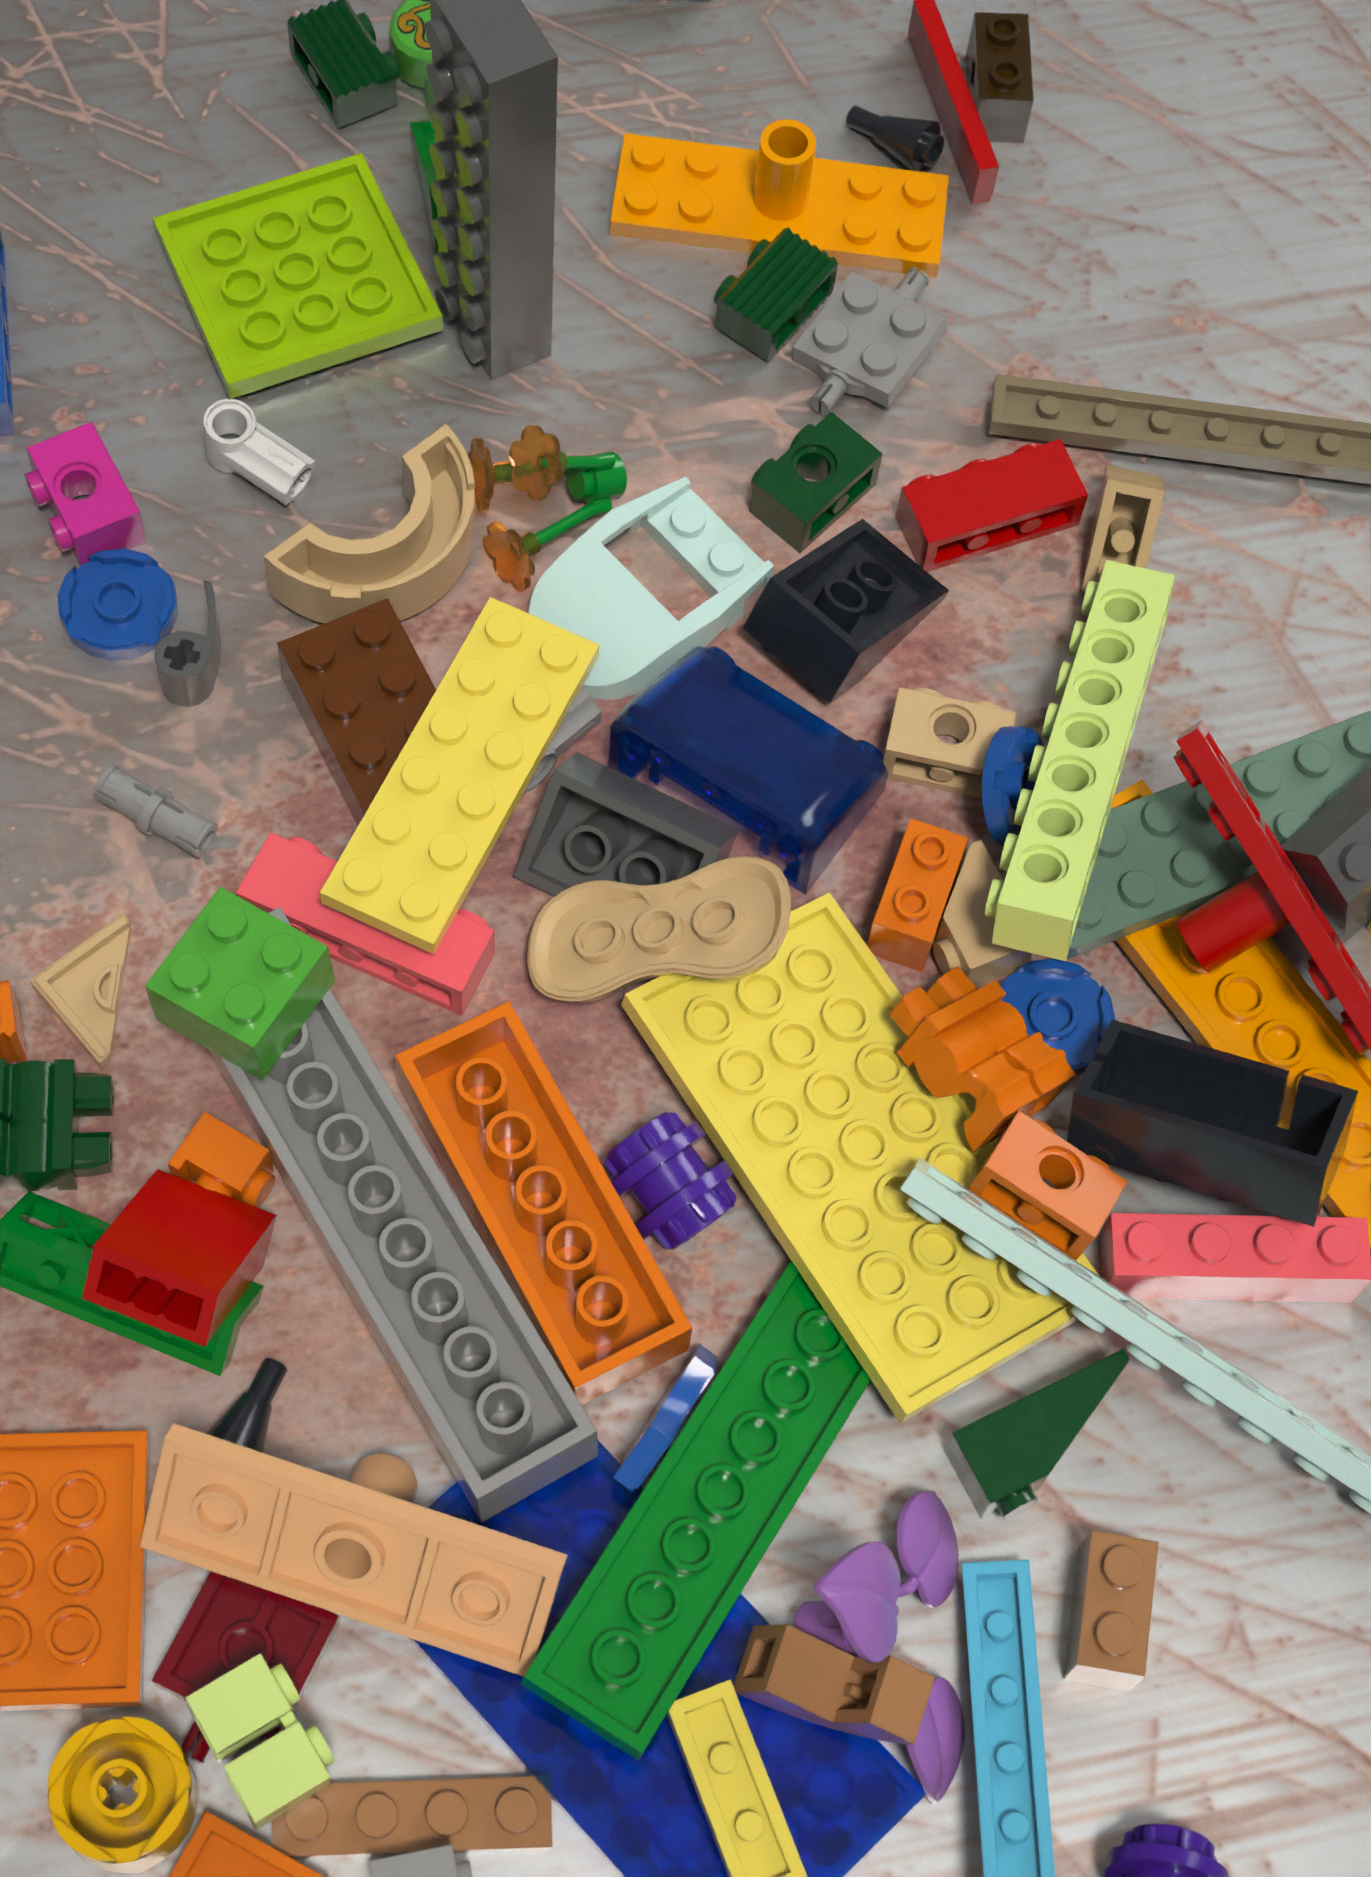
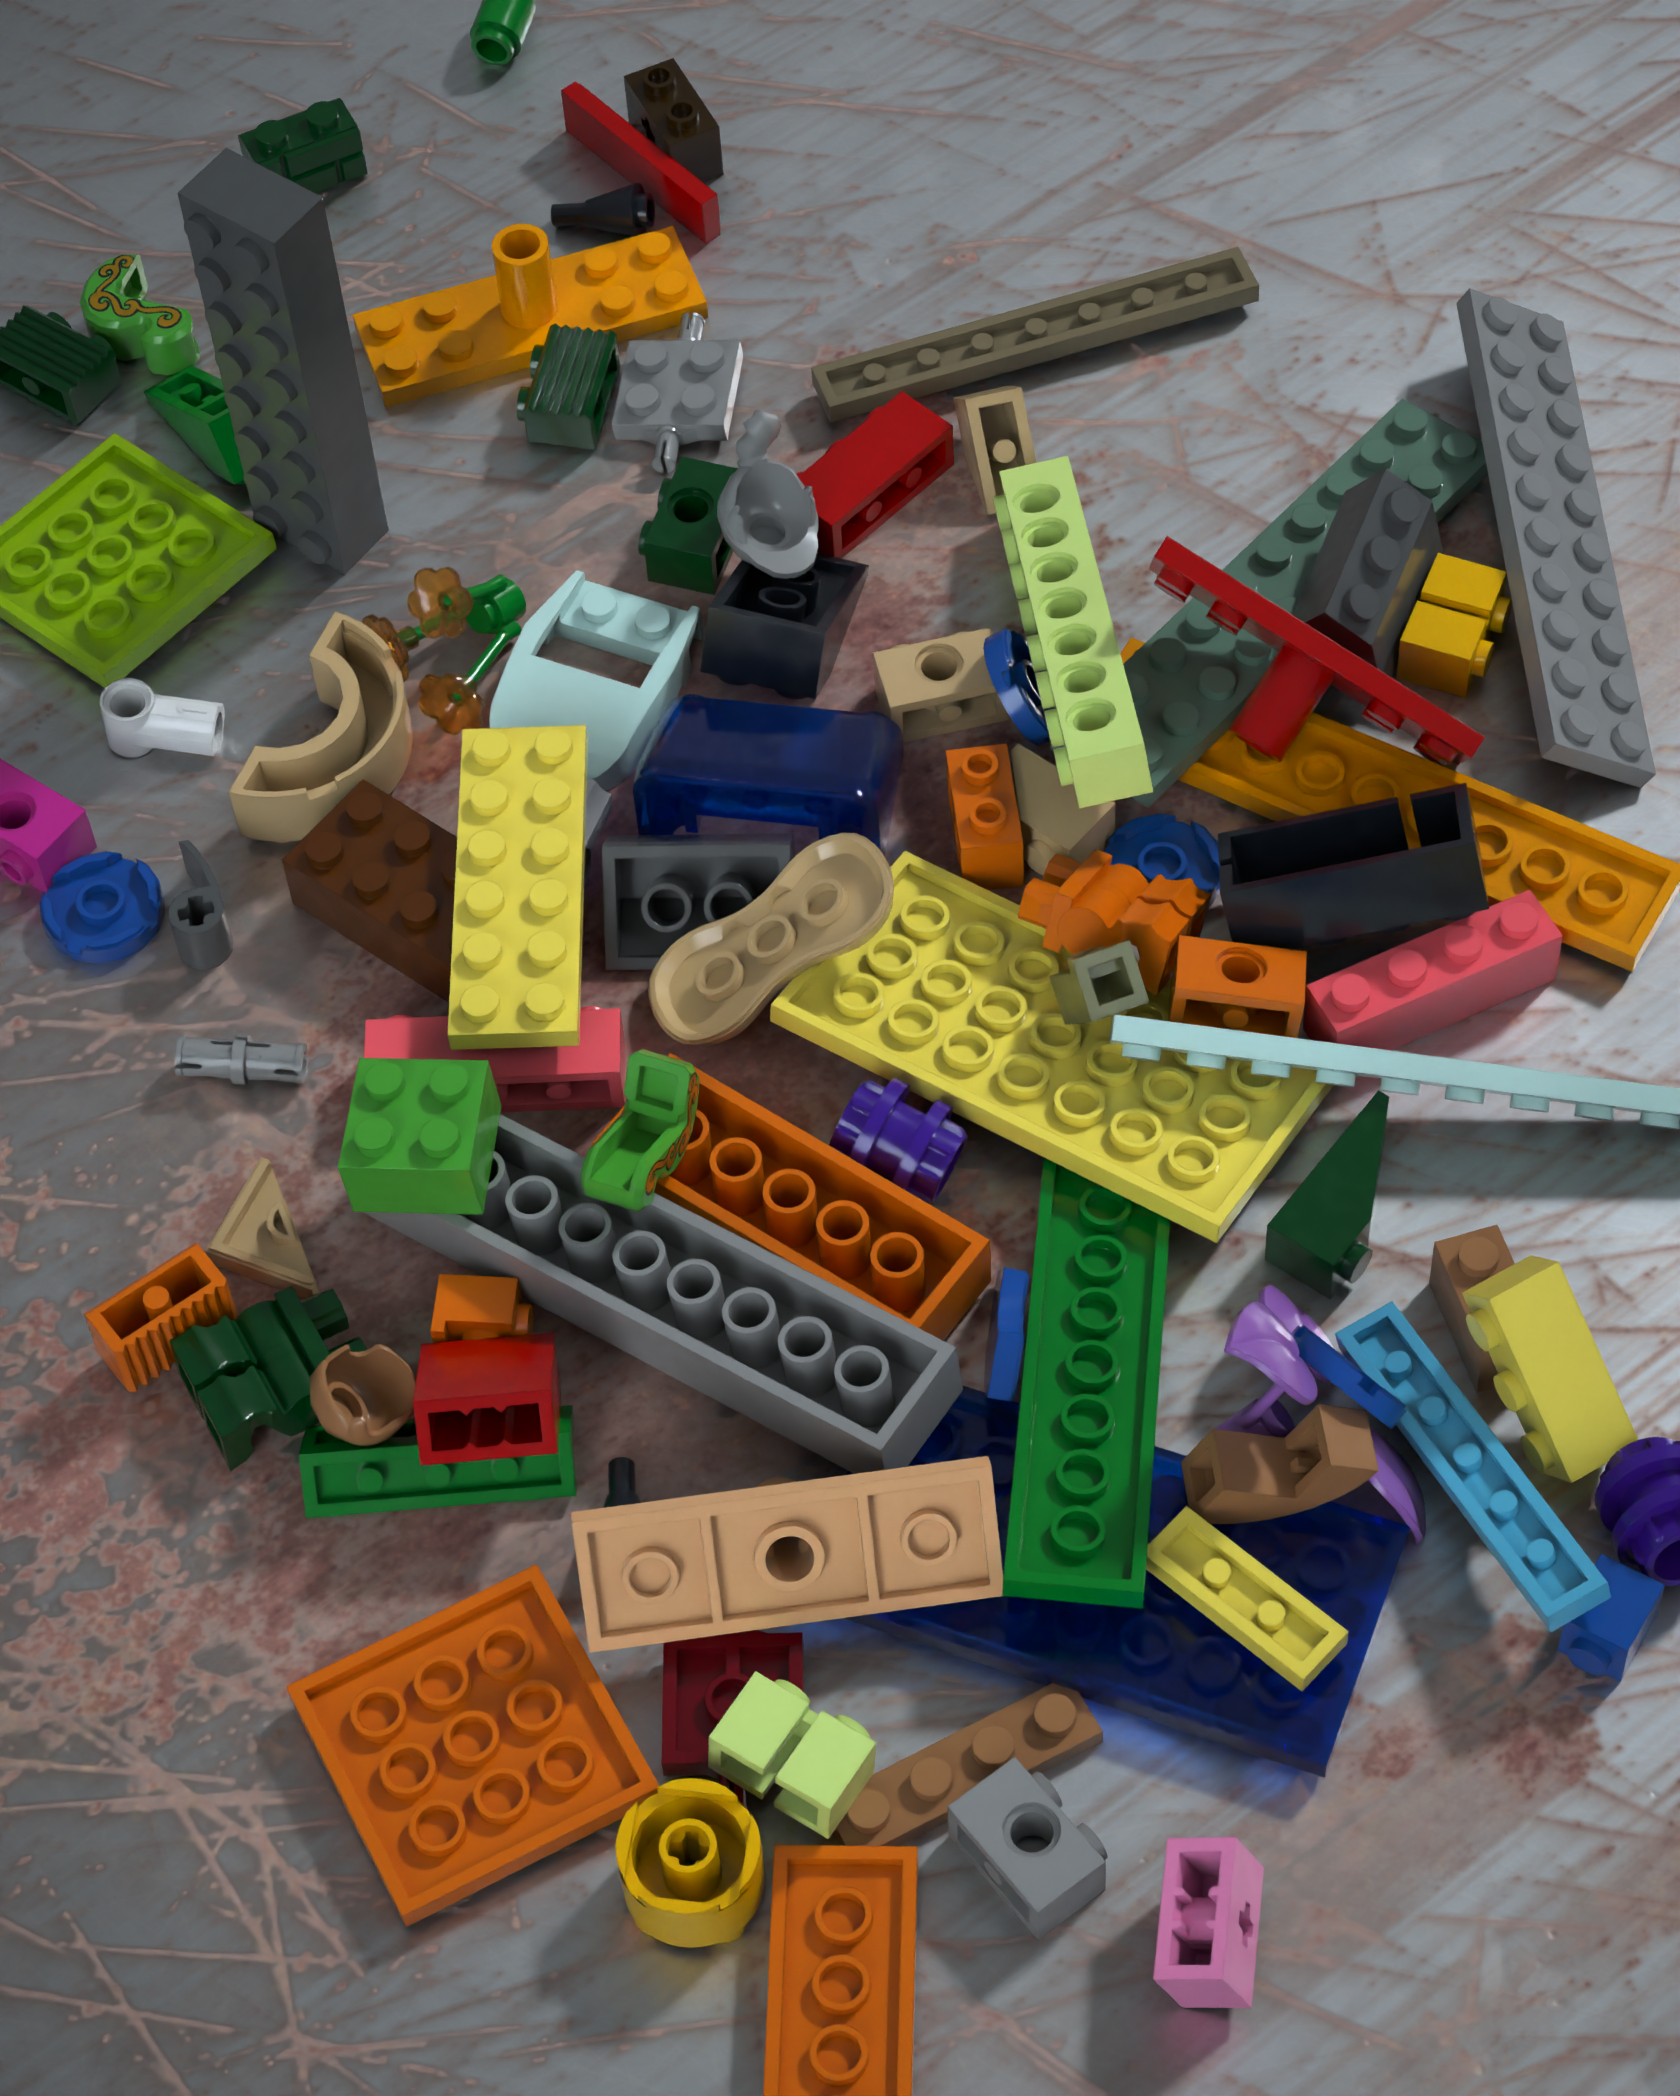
camera: 15 degrees left, 10 degrees down
(72, 1199) = (362, 1394): none -> medium nougat hair
(432, 1083) = (647, 1135): none -> bright green animal
(875, 504) = (766, 507): none -> light grey piece
(920, 1125) = (1099, 984): none -> olive brick
(936, 1631) = (1348, 1377): none -> blue tile
(1126, 1715) = (1548, 1368): none -> light yellow brick

